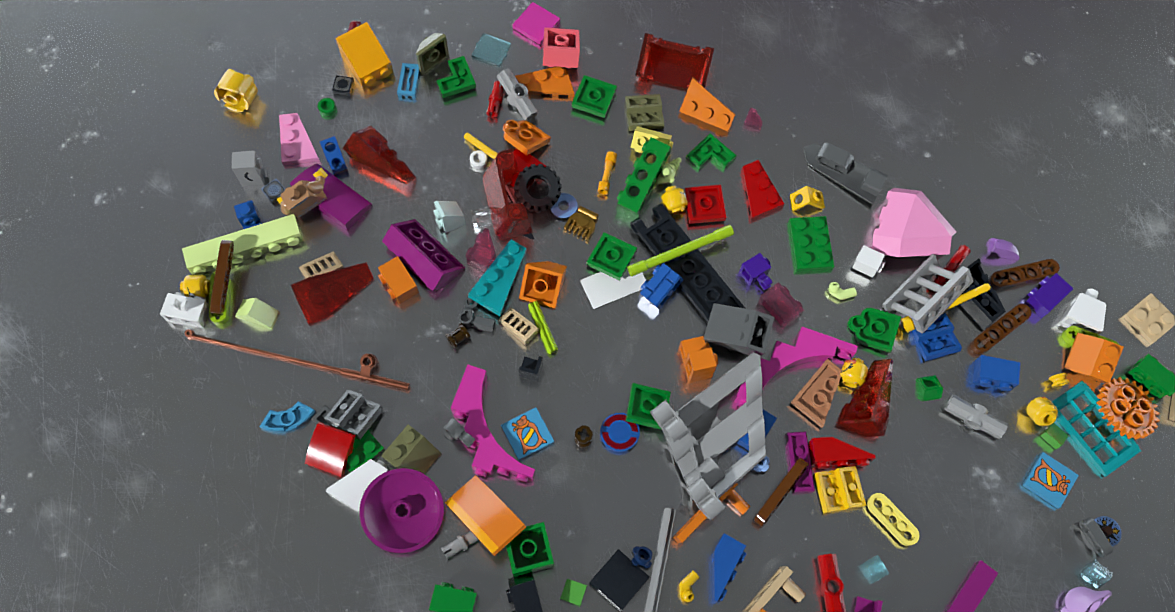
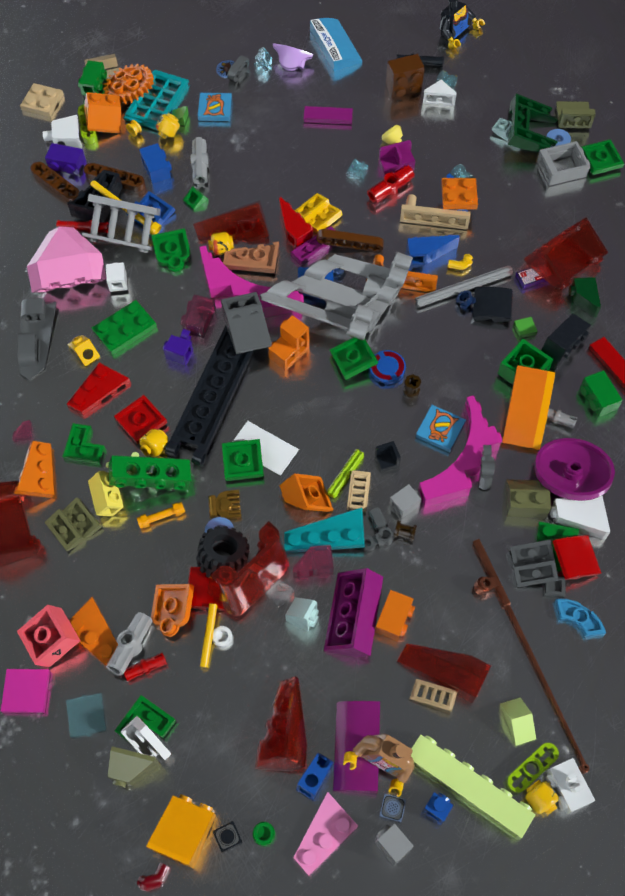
camera: 120 degrees left, 5 degrees down
(222, 277) = (517, 768): reddish brown beam -> none
(407, 92) = (157, 772): dark azure tile -> none
(439, 67) = (144, 739): none -> white bracket
(481, 353) = (405, 501): none -> light grey brick
(594, 96) = (83, 576): green plate -> none
(644, 265) = (236, 424): lime piece -> none
(661, 285) = (245, 403): blue brick -> none
(835, 290) = (157, 285): yellowish green arm -> none
(901, 525) = (314, 174): light yellow plate -> none
(1002, 249) = (40, 204): medium lavender brick -> none

